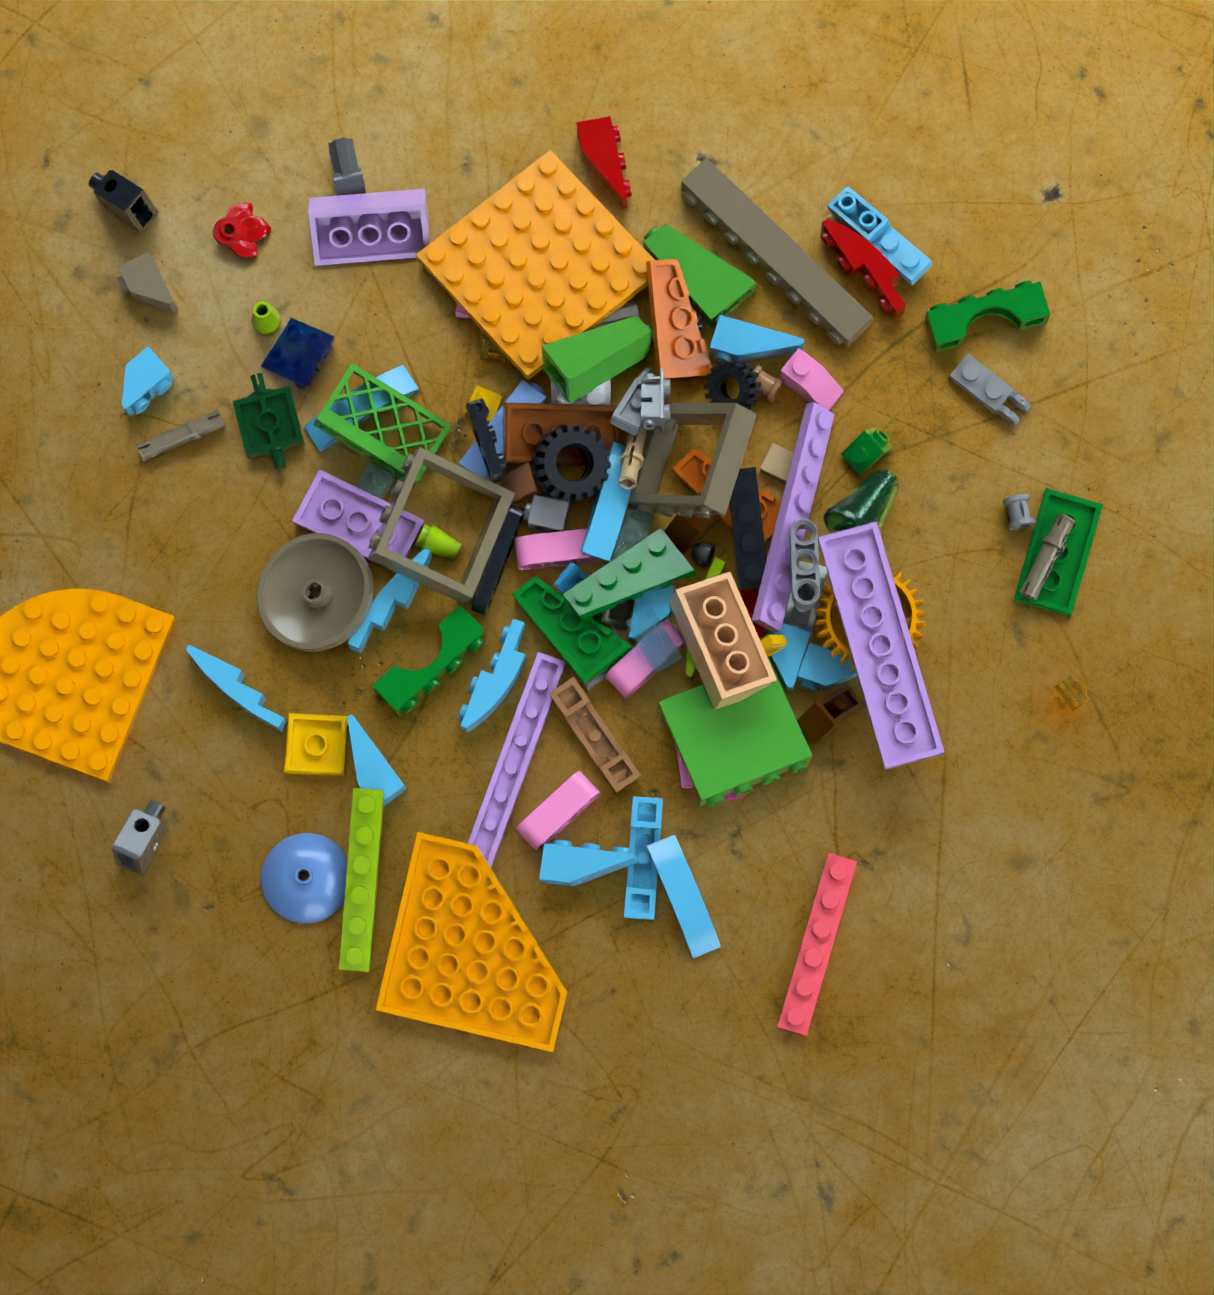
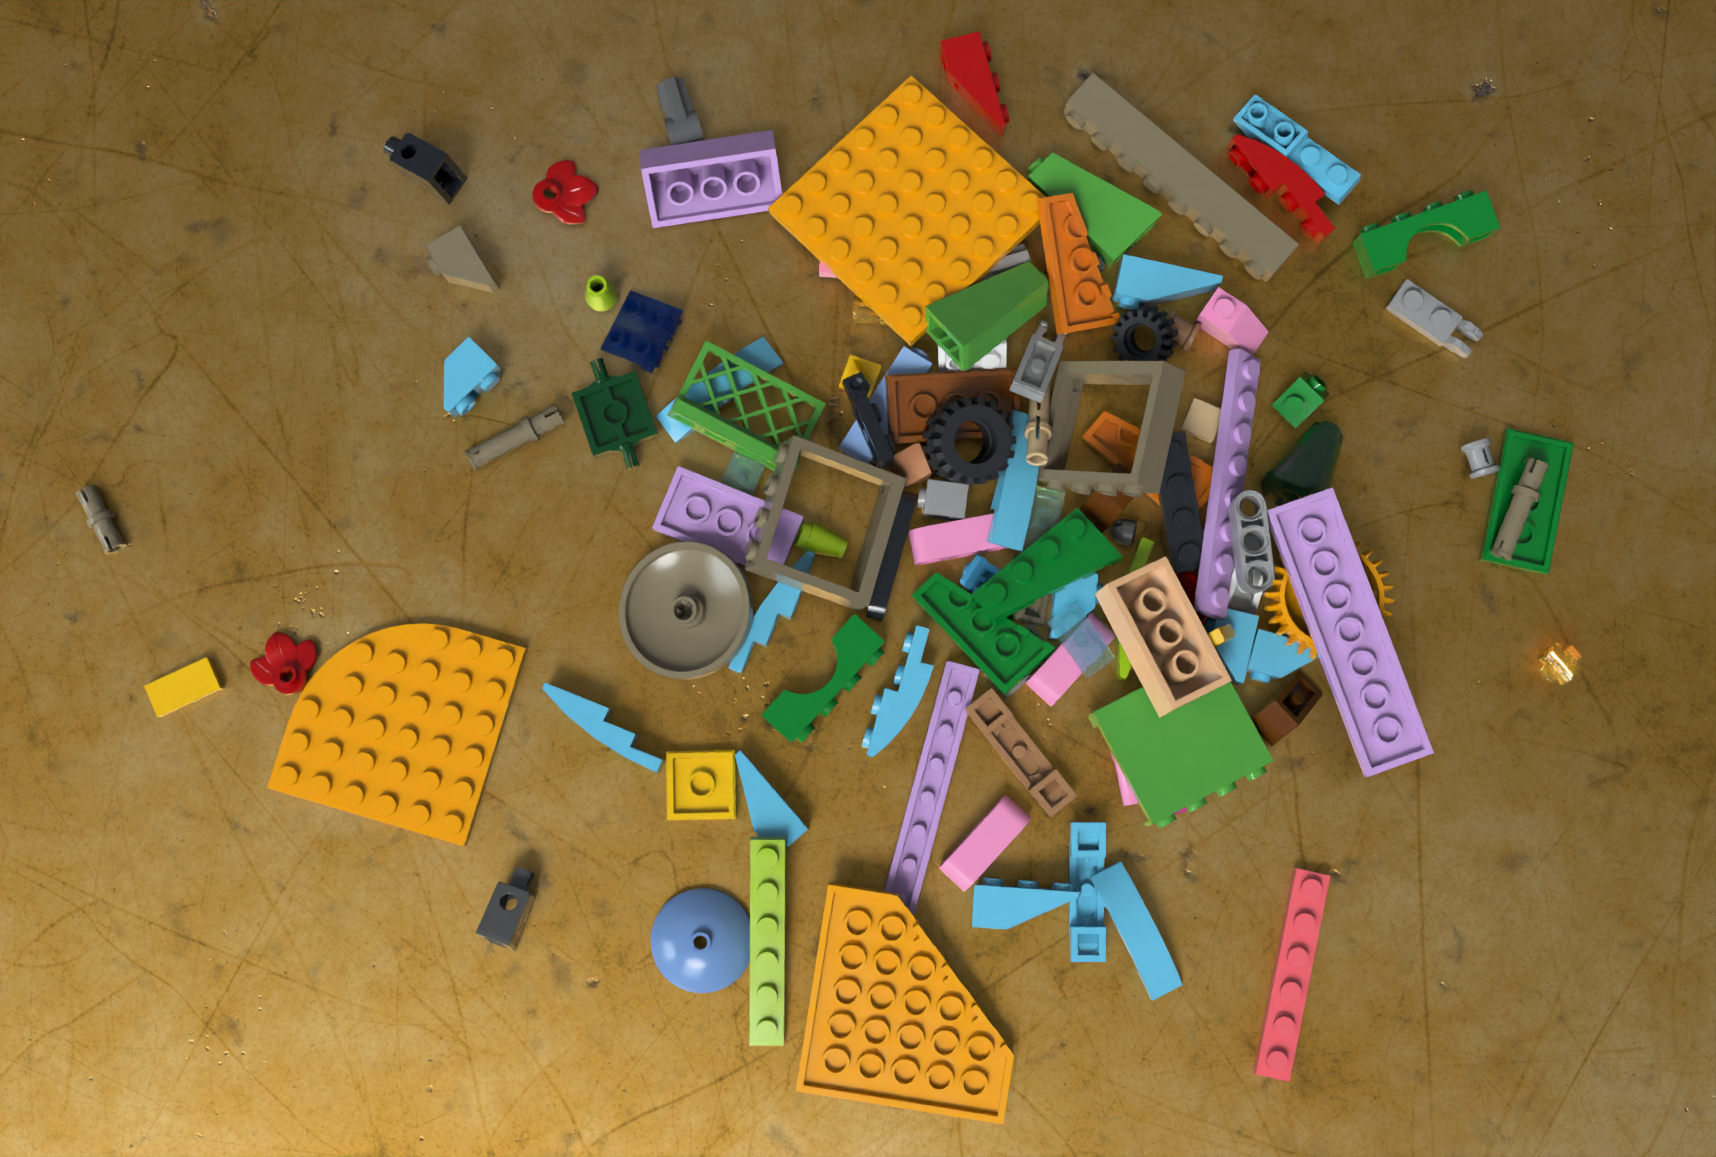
camera: 10 degrees left, 5 degrees up
(655, 412) = (1063, 374): light grey hinge -> none

